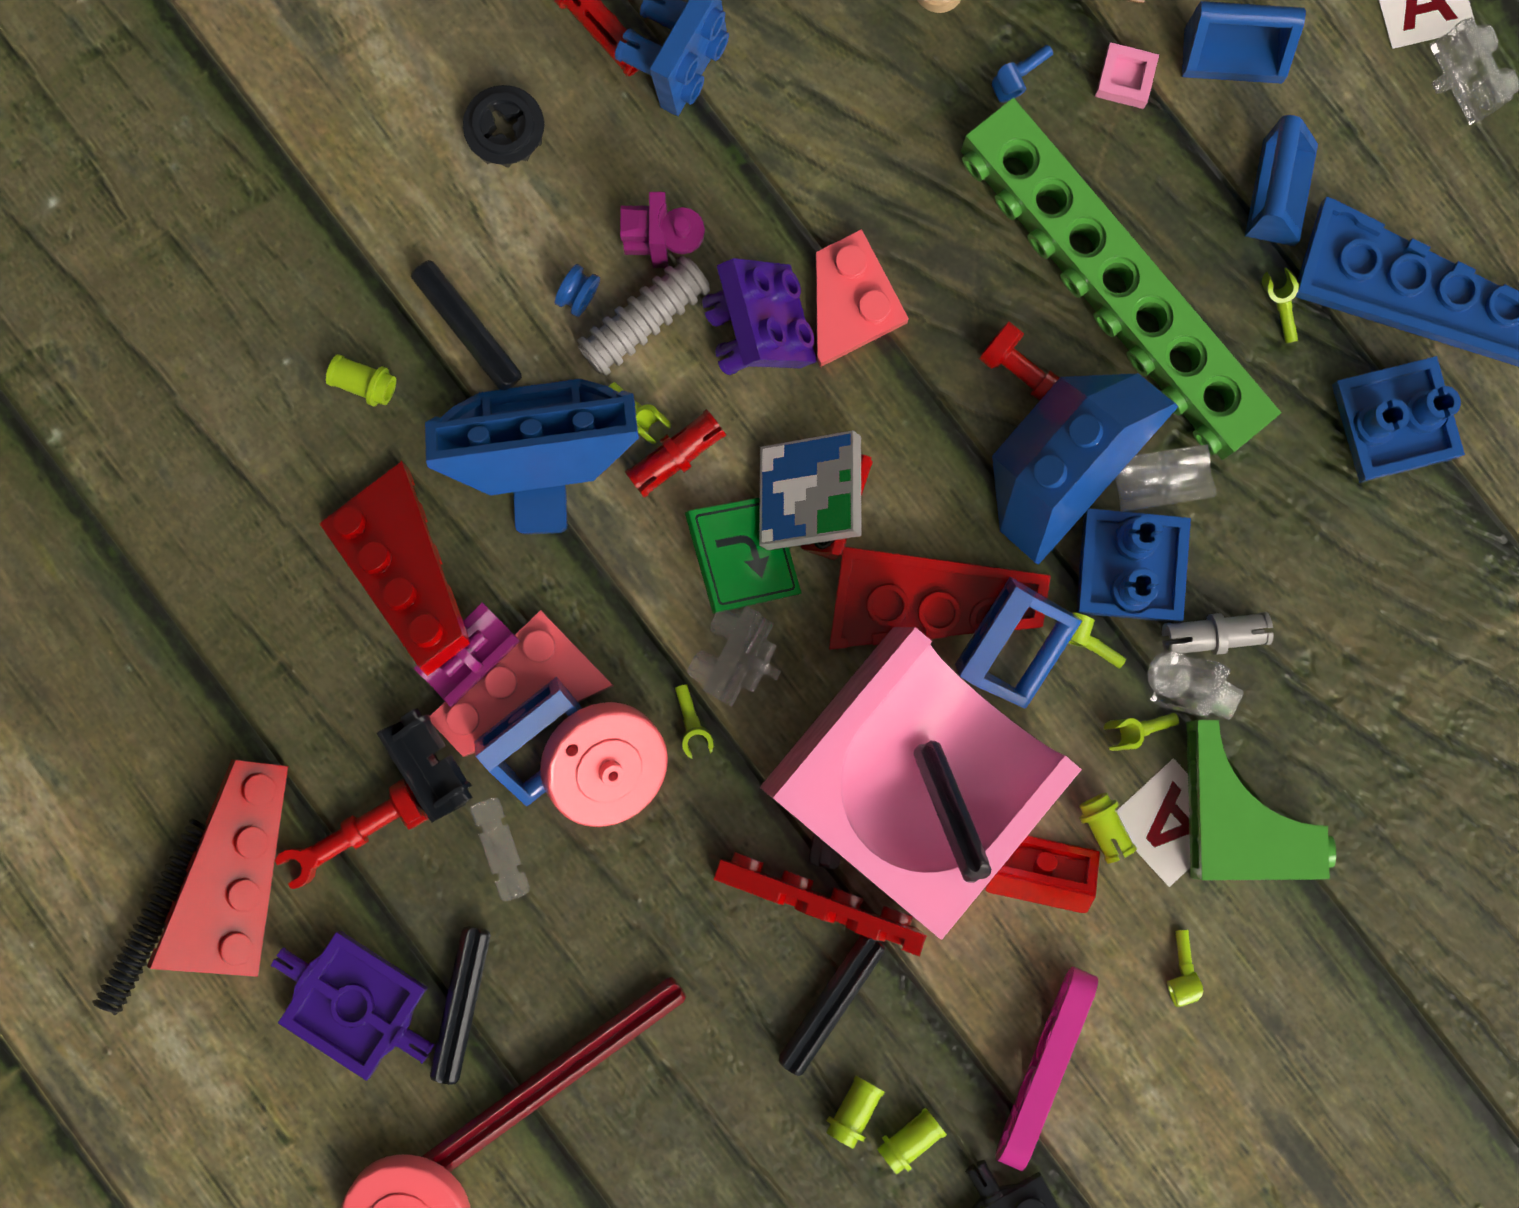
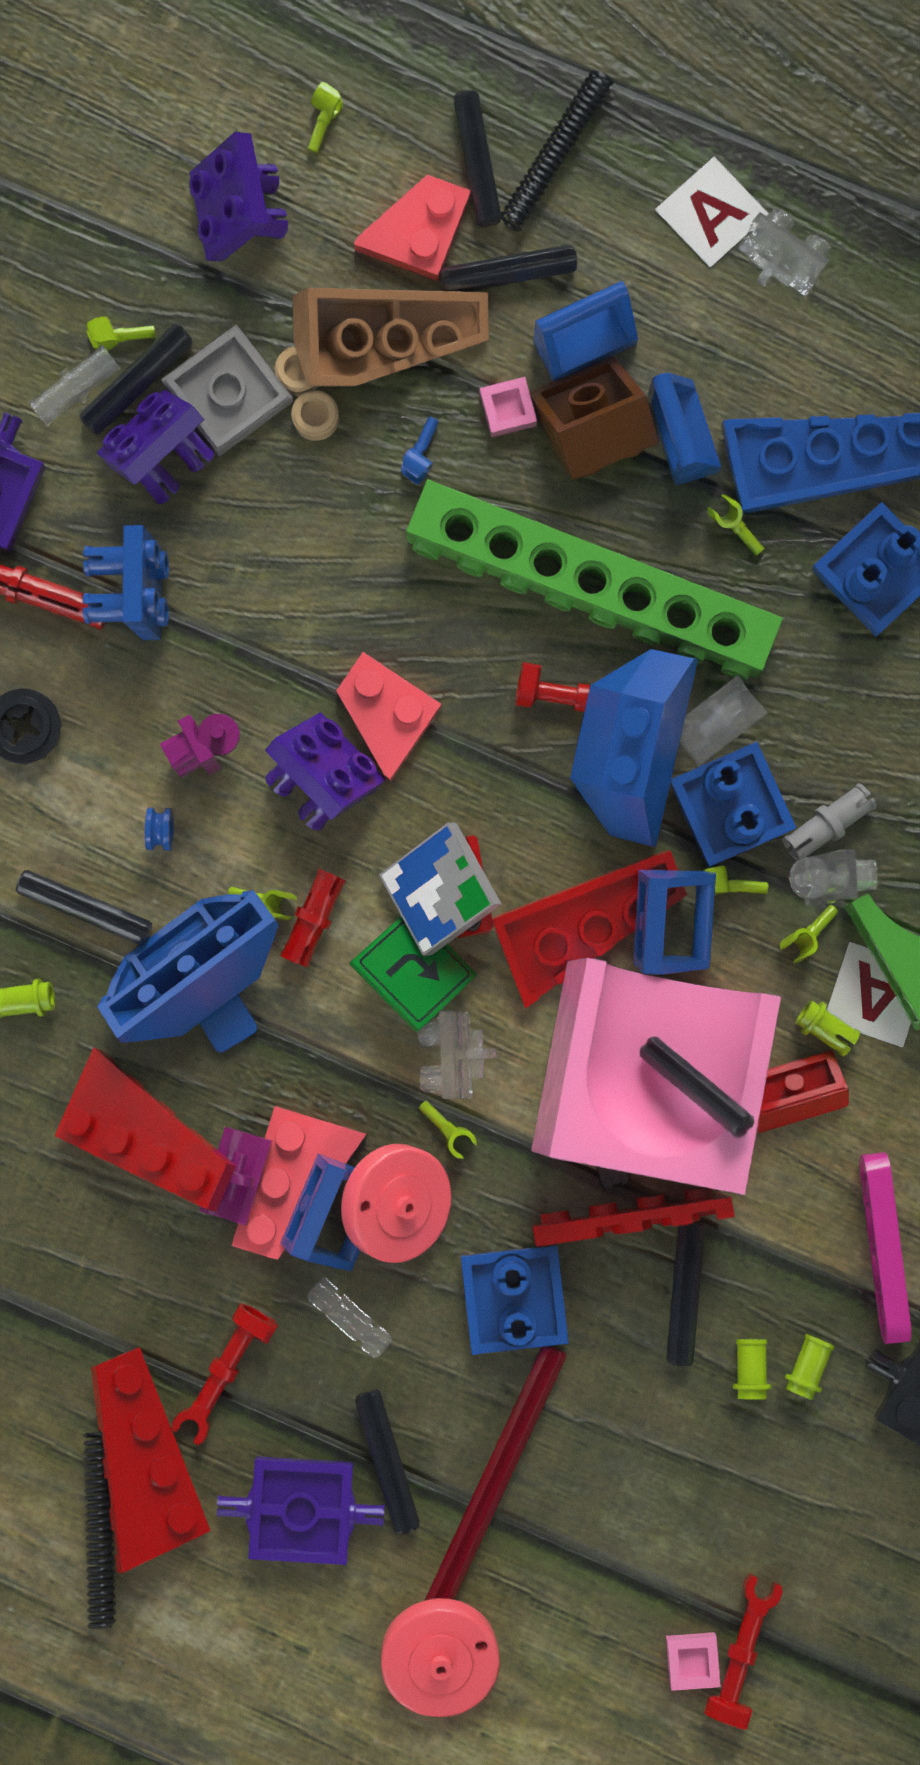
camera: 25 degrees left, 0 degrees up
(435, 783) = (268, 1295): black hinge -> none
(643, 315) = (225, 819): light grey piece -> none
(665, 919) = (514, 1299): none -> blue plate
(1205, 129) = (595, 417): none -> reddish brown slope

